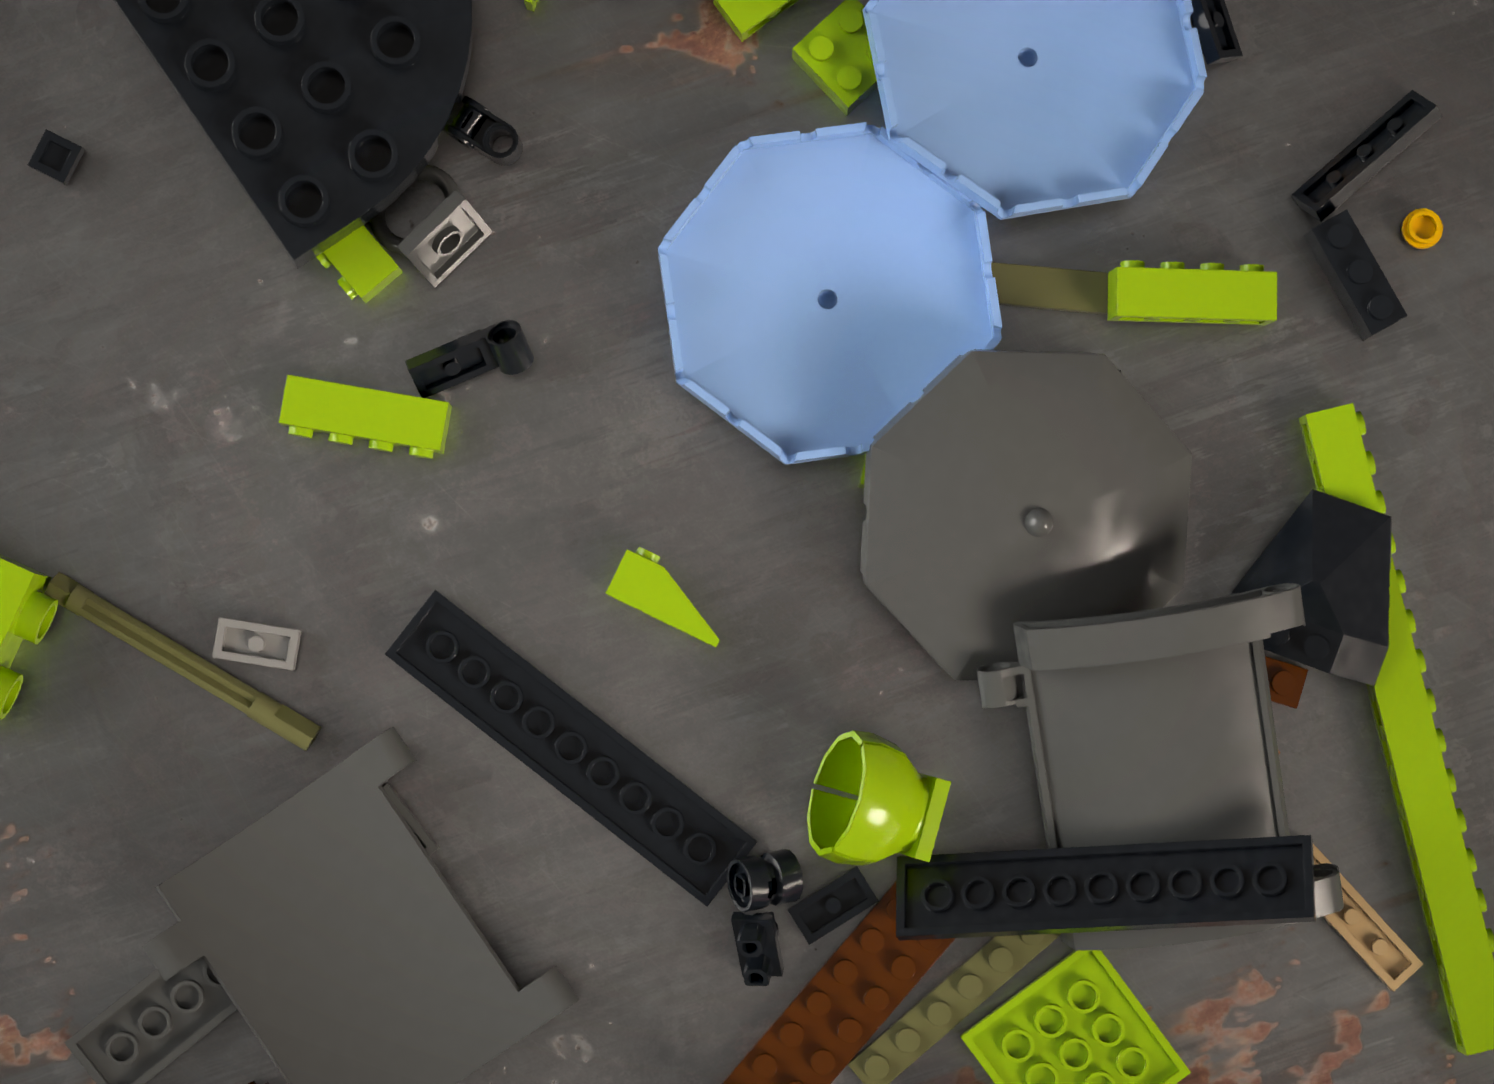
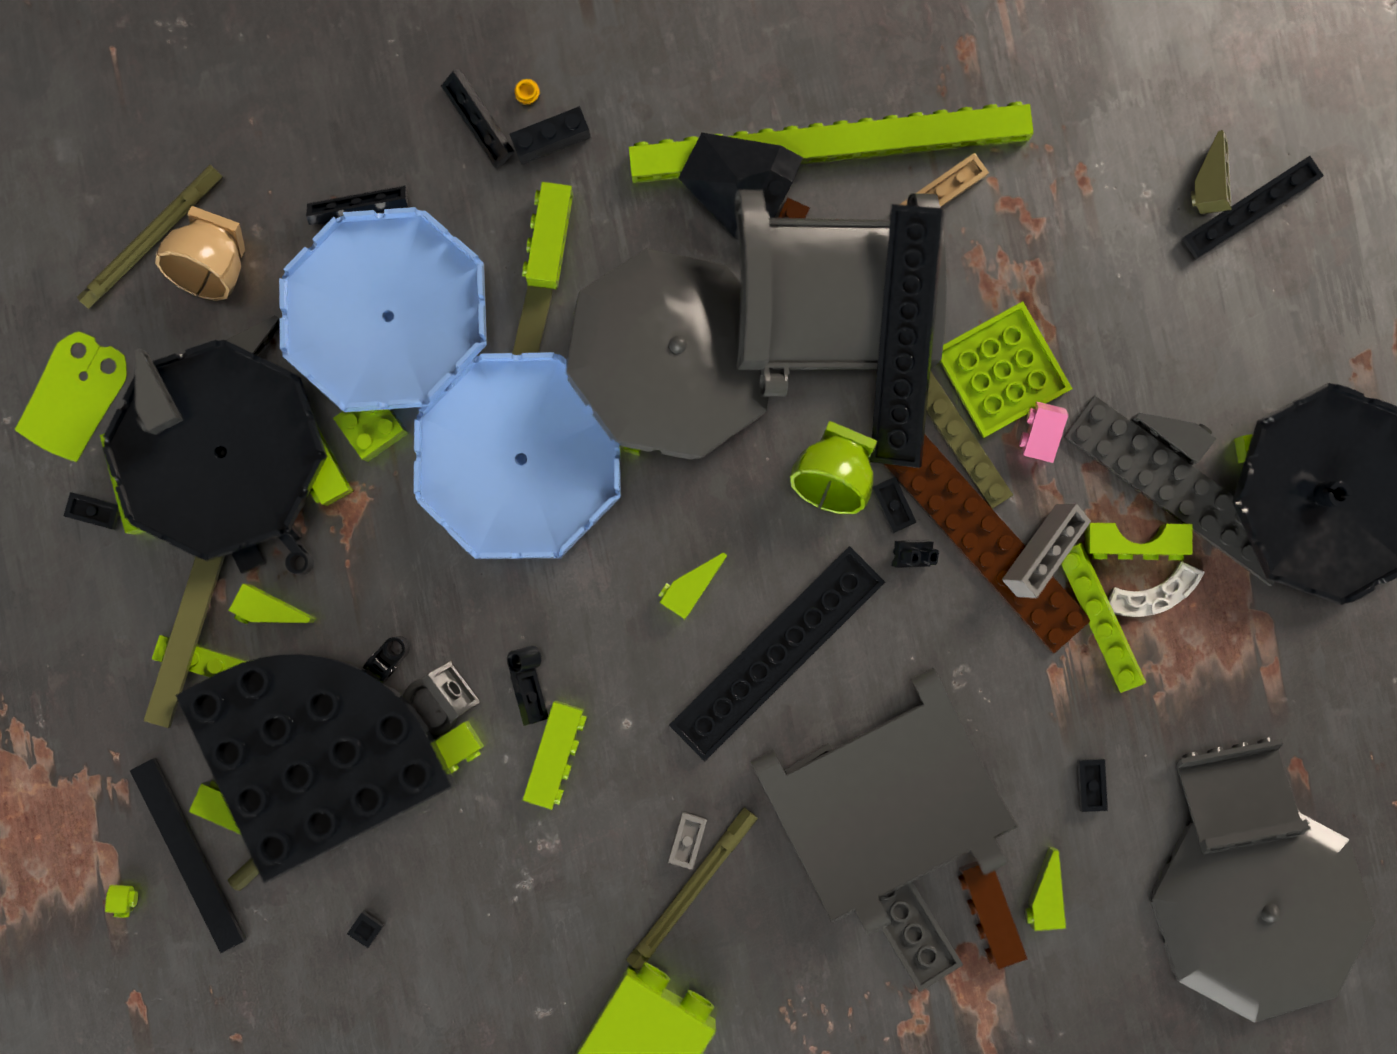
camera: 75 degrees left, 0 degrees up
(764, 880) = (874, 544): black wheel -> none

